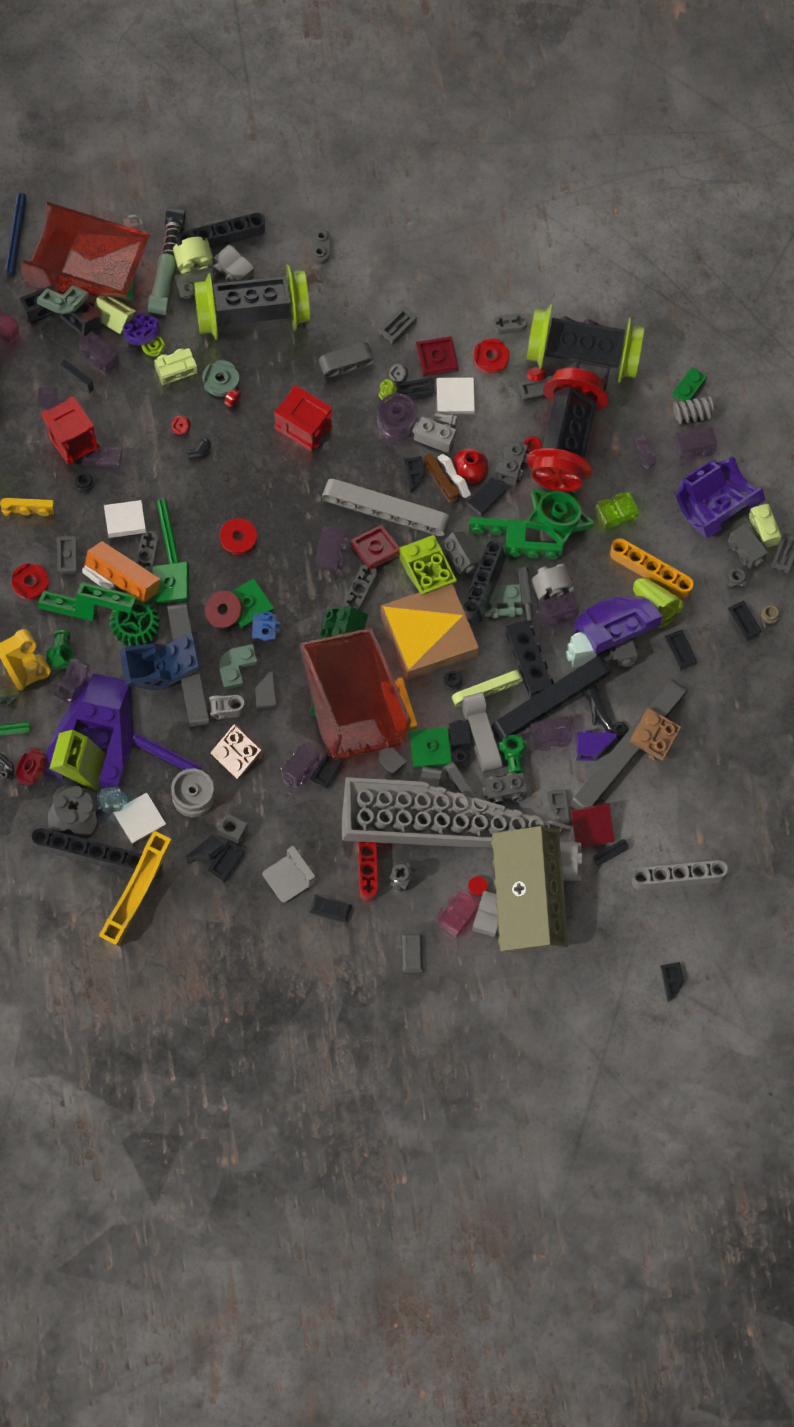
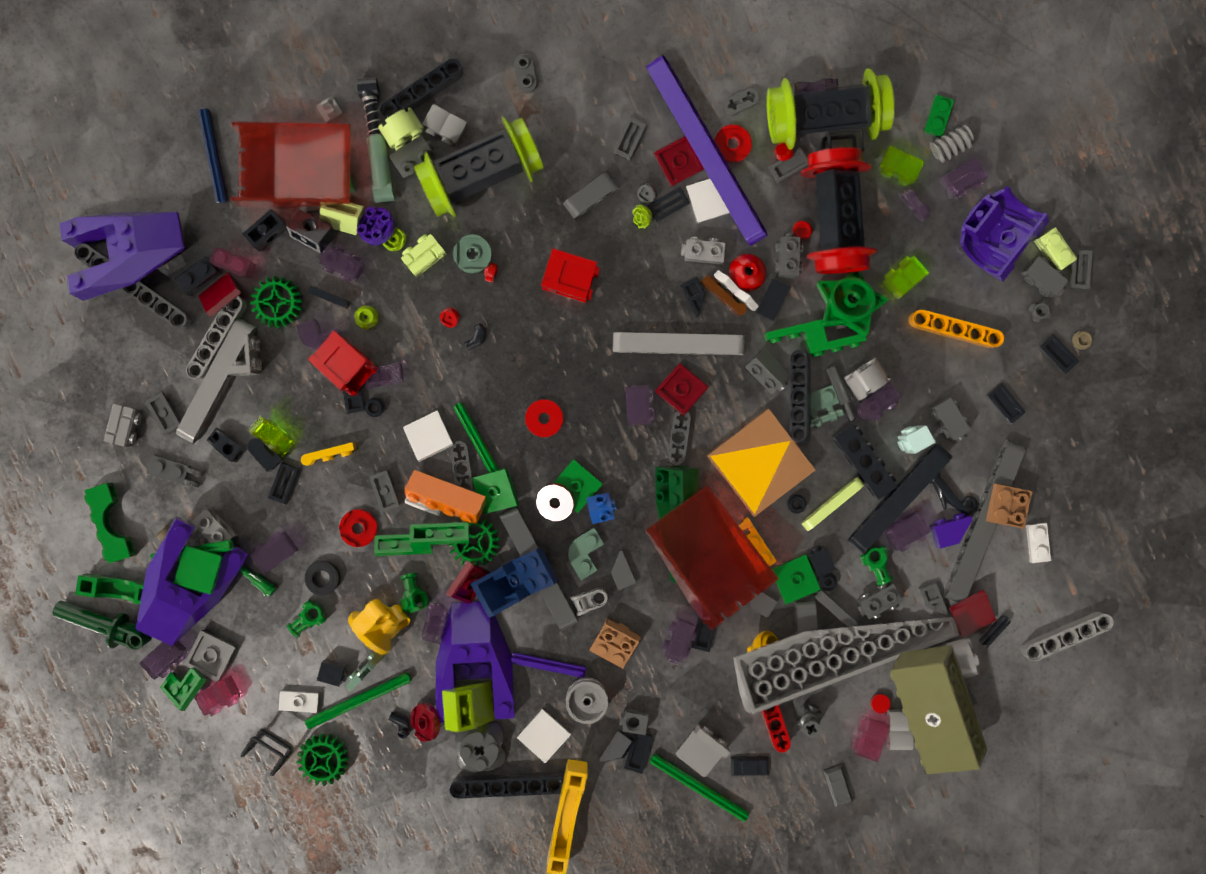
camera: 15 degrees left, 20 degrees up
(21, 360) = (276, 294): none -> green gear
(63, 303) = (289, 229): sand green plate -> none
(65, 472) = (354, 403): none -> black tile
(104, 409) = (372, 318): none -> lime plate
(109, 653) = (461, 587): none -> dark red tile
(111, 799) = (512, 731): clear light blue head -> none
(274, 912) = (699, 787): none -> green axle
(396, 417) = (665, 233): clear purple wheel -> none
(426, 565) = (740, 398): lime slope -> none
(445, 419) = (710, 229): light grey pin -> none
(465, 353) = (707, 150): none -> dark purple beam
(482, 737) = (841, 553): light grey beam -> none
(617, 621) = (941, 403): dark purple piece -> none
(640, 415) = (900, 165): none -> clear neon green brick
(662, 599) = (970, 363): lime cone -> none
(672, 979) = (1084, 736): black tile -> none
(677, 784) = (1038, 542): none -> white plate

